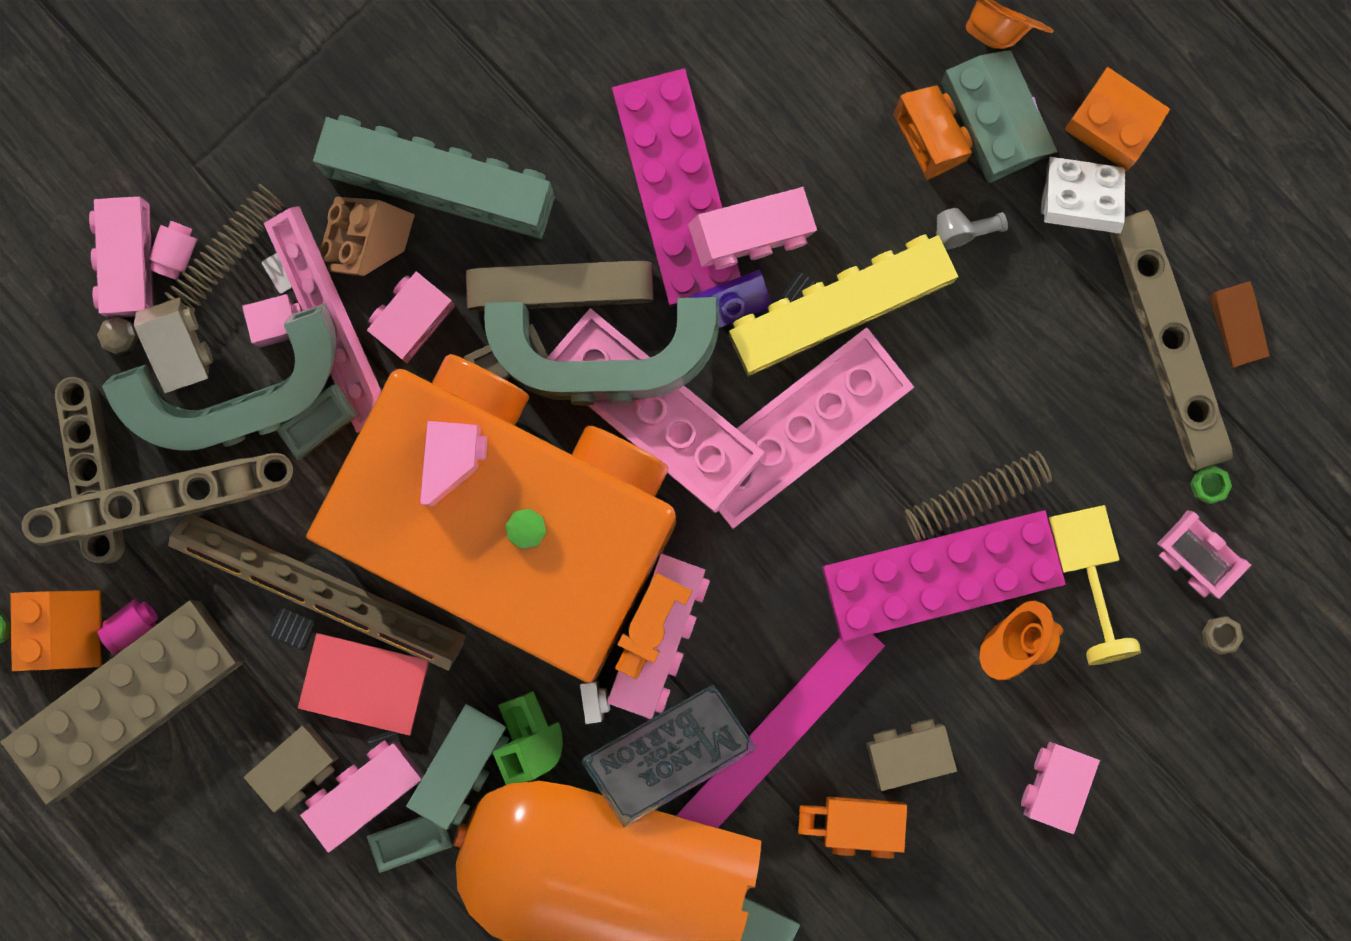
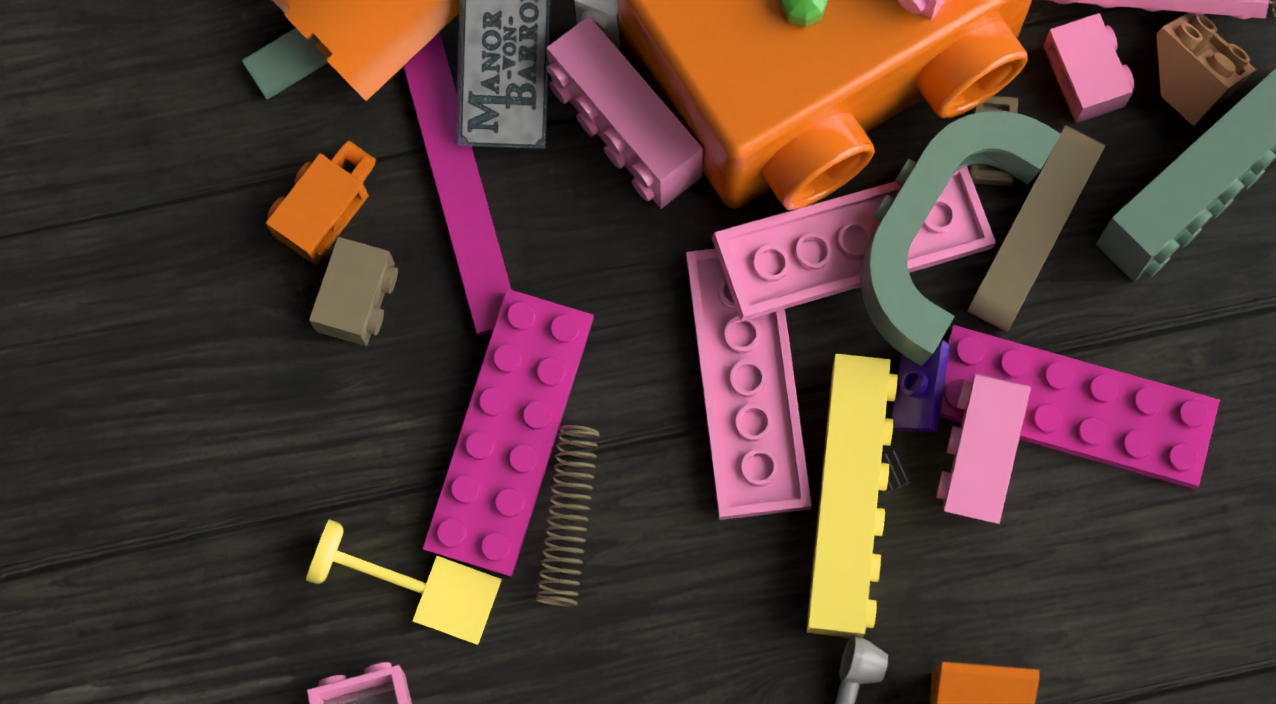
camera: 120 degrees right, 10 degrees down
(647, 626) = (638, 82): orange hips -> none
(1020, 641) = (393, 466): orange piece -> none
(1059, 787) = (227, 418): bright pink brick -> none
(1222, 635) = (268, 679): dark tan tile -> none

